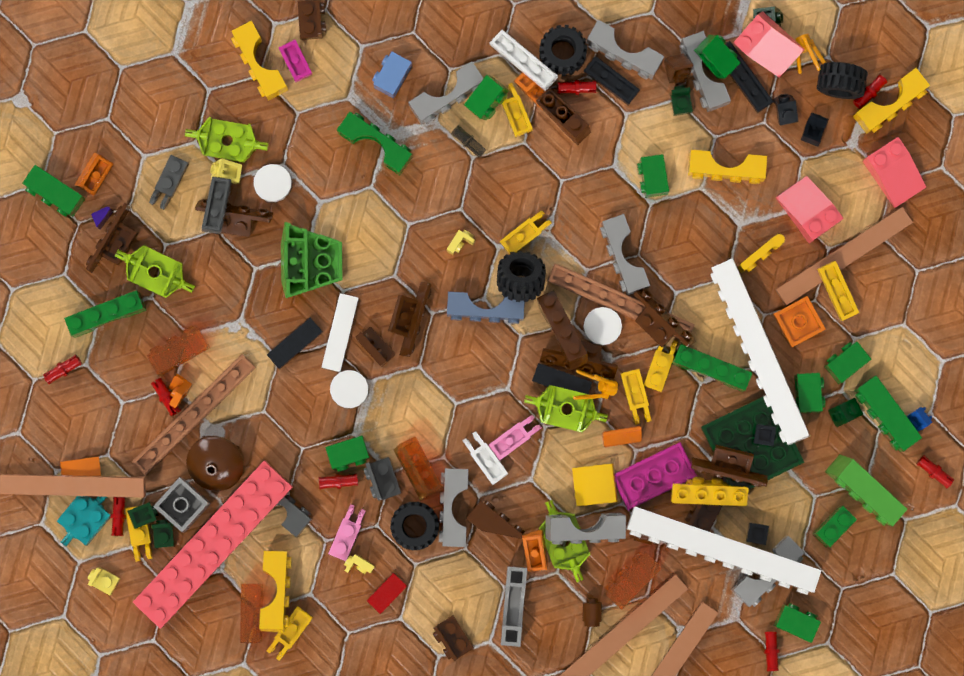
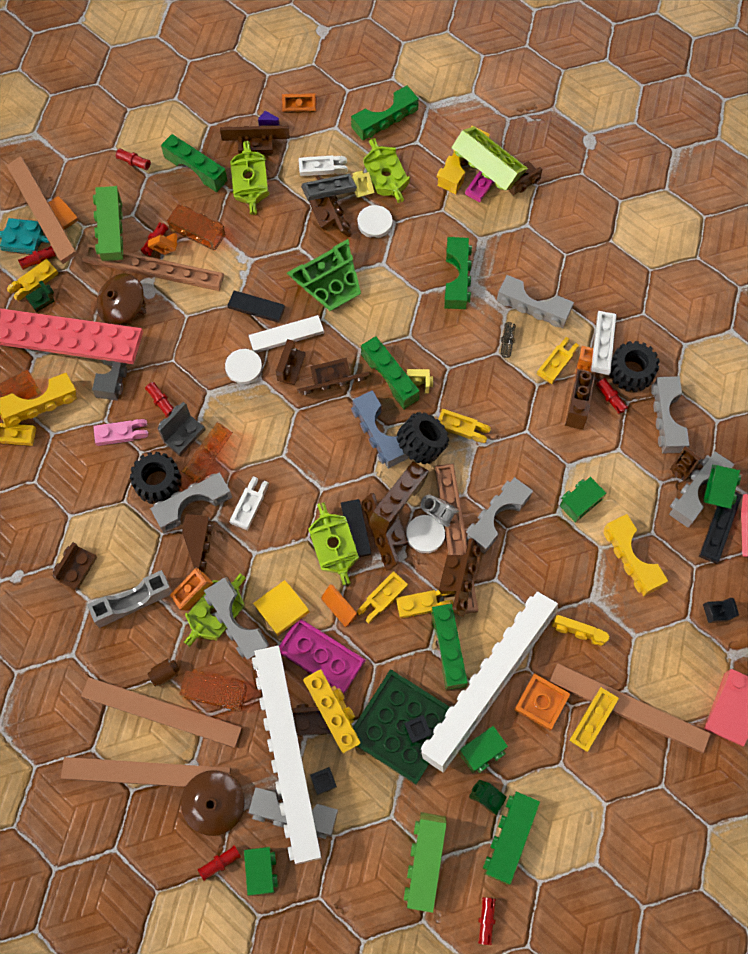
camera: 60 degrees right, 15 degrees down
(53, 191) = (266, 82): green brick -> none
(129, 430) = (109, 223): none -> bright green wedge
(142, 515) = (46, 270): dark green bracket -> none
(162, 124) = (369, 123): none -> green arch
(169, 180) = (328, 149): dark grey hinge -> none
(181, 196) = (322, 165): none -> white hinge
(182, 505) = (71, 294): light grey brick -> none
(280, 39) = (488, 158): none -> slope
(347, 453) = (189, 391): green brick -> none
(362, 564) = (99, 454): light yellow bracket -> none
(386, 593) = (85, 491): red tile -> none
(392, 74) = (520, 255): medium blue brick -> none
(433, 264) = (400, 384): none -> green arch
(487, 97) = (552, 330): green brick -> none
(513, 438) = (281, 516): bright pink hinge -> none
(595, 301) = (441, 510): none -> light grey piece
(606, 386) = (374, 565): light orange plant -> none
(611, 80) = (637, 421): black tile -> none
(681, 100) = (662, 485): dark green bracket -> none
(713, 622) = (227, 800): none -> reddish brown dish
(730, 464) = (371, 714): reddish brown bracket -> none
(786, 109) = (719, 576): black bracket -> none
(809, 209) = (648, 651): coral slope -> none
(834, 526) = (373, 851): green brick -> none
(847, 362) = (535, 769): green brick -> none
(919, 418) = (526, 872): blue tile -> none

